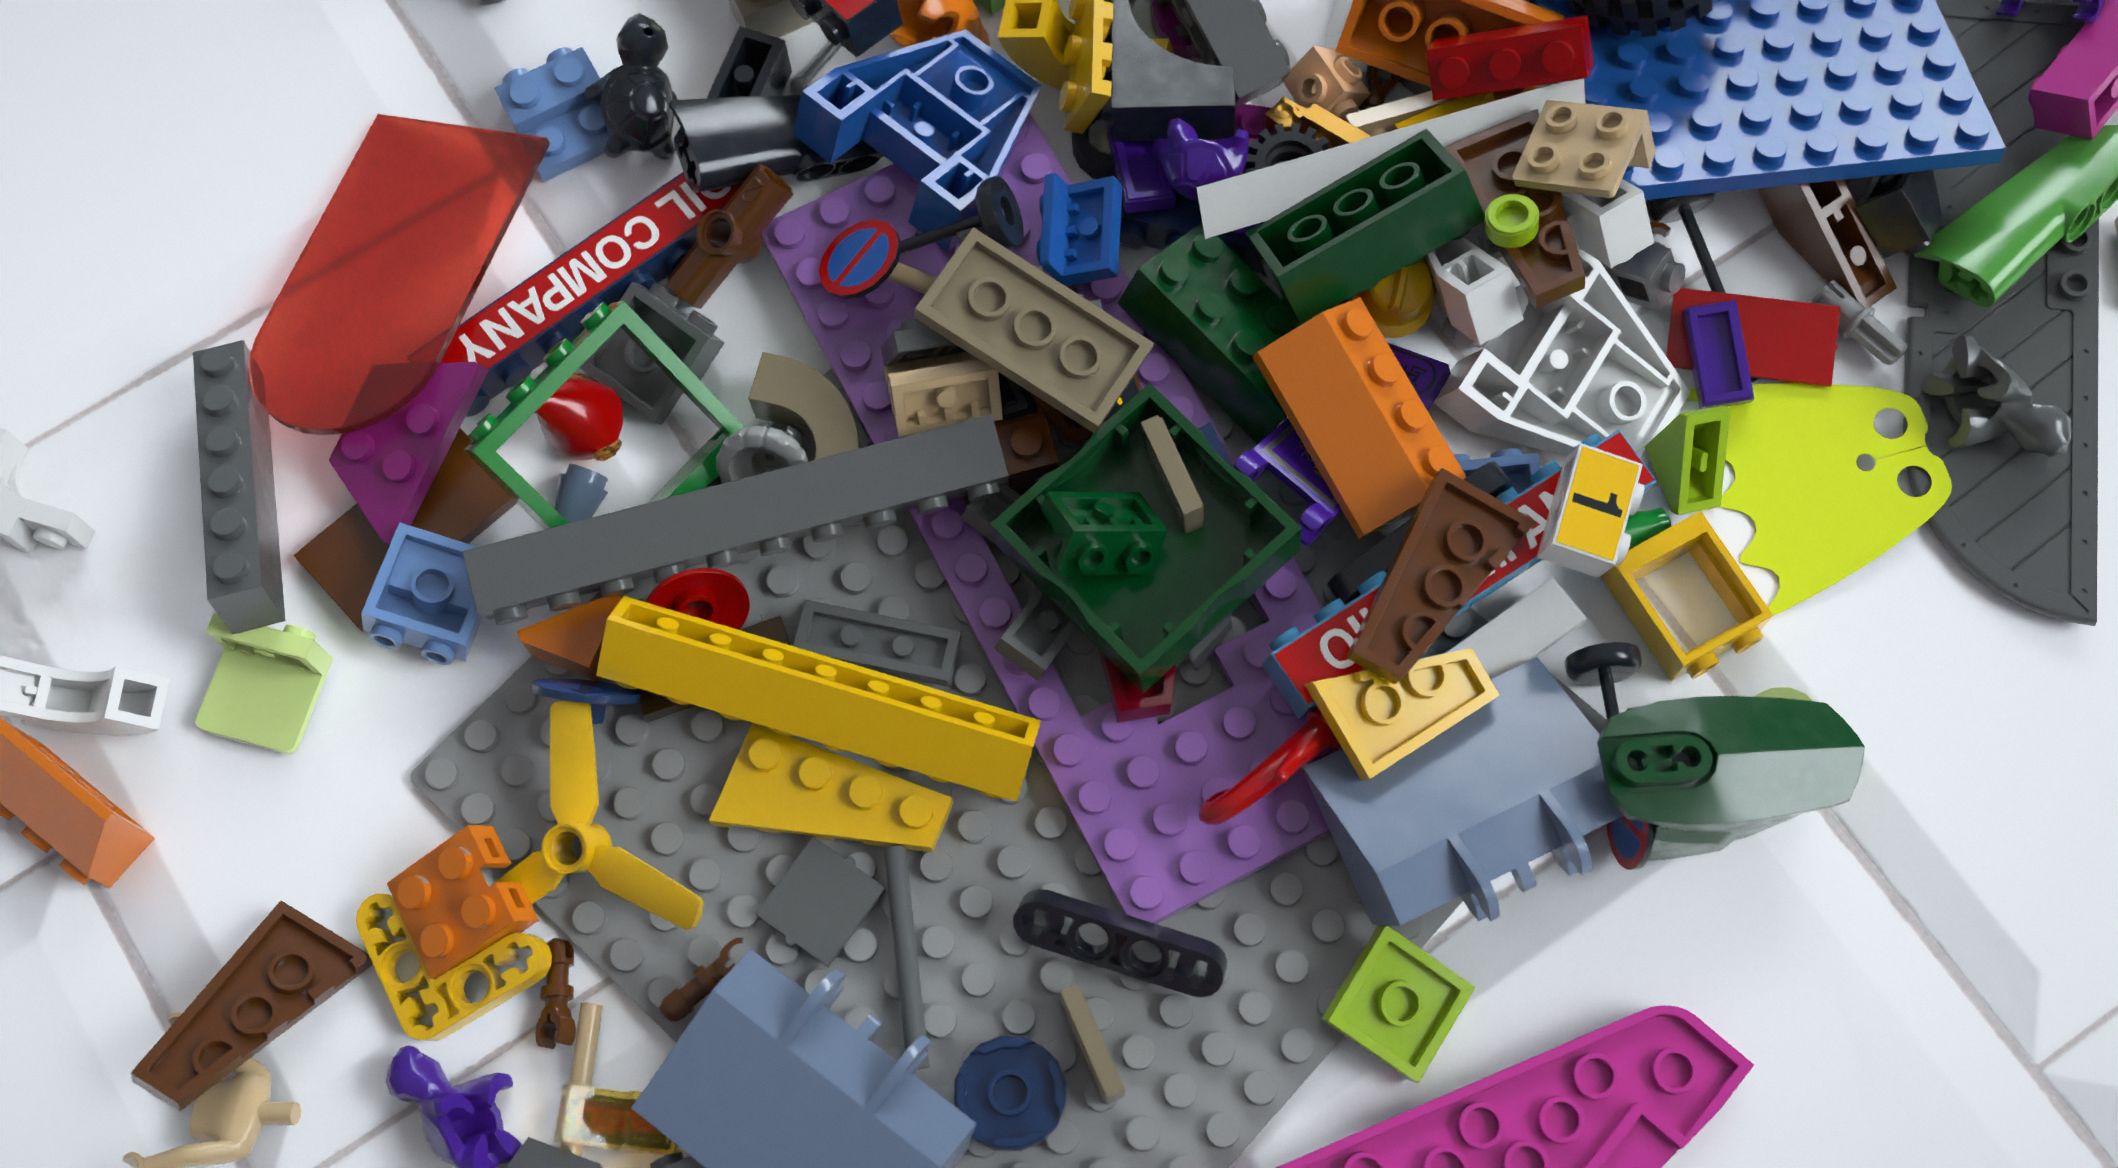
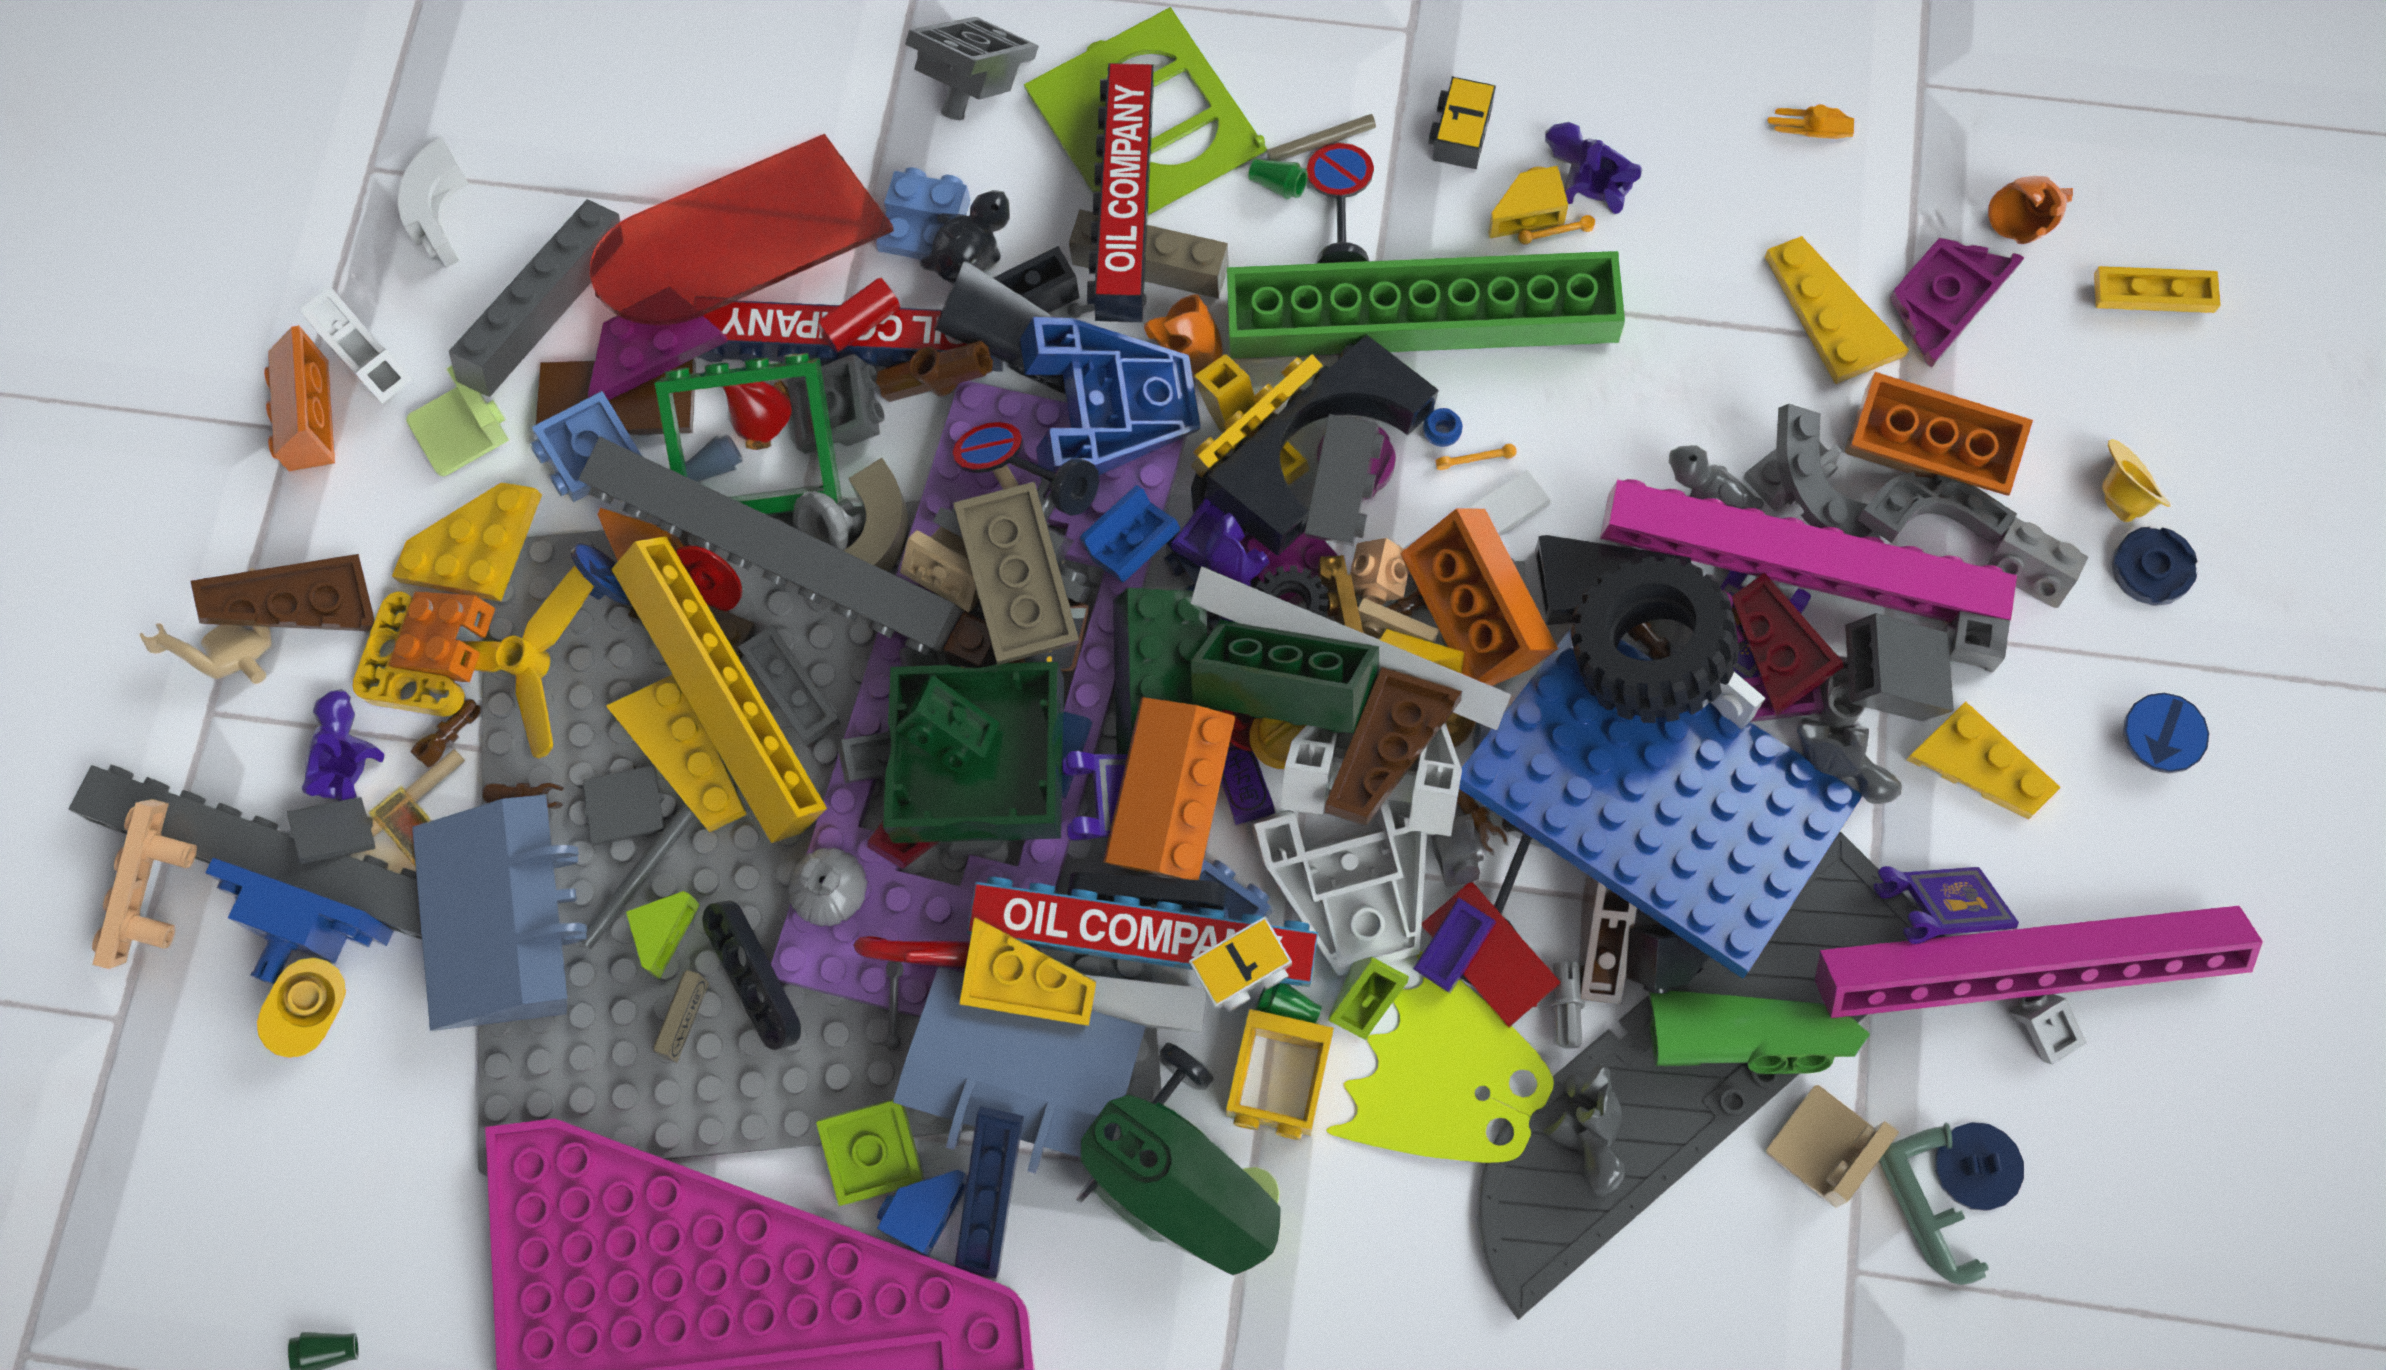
camera: 45 degrees right, 0 degrees up
(400, 790) = (472, 546): none -> yellow plate
(604, 239) = (858, 315): none -> red brick
(983, 983) = (659, 929): none -> lime slope
(1011, 1093) = (617, 1004): dark blue tile -> none
(1113, 813) = (839, 893): none -> light grey hair
(1173, 473) = (1023, 729): dark tan tile -> none
(1259, 813) = (894, 971): none -> dark grey hinge
(1440, 564) = (1118, 916): reddish brown wing -> none
(1501, 1015) = (922, 1210): none -> blue slope
(1510, 58) = (1481, 646): red brick -> none
(1511, 220) = (1362, 746): lime tile -> none
(1558, 930) = (988, 1191): none -> dark blue tile
(1584, 148) = (1454, 739): tan bracket -> none

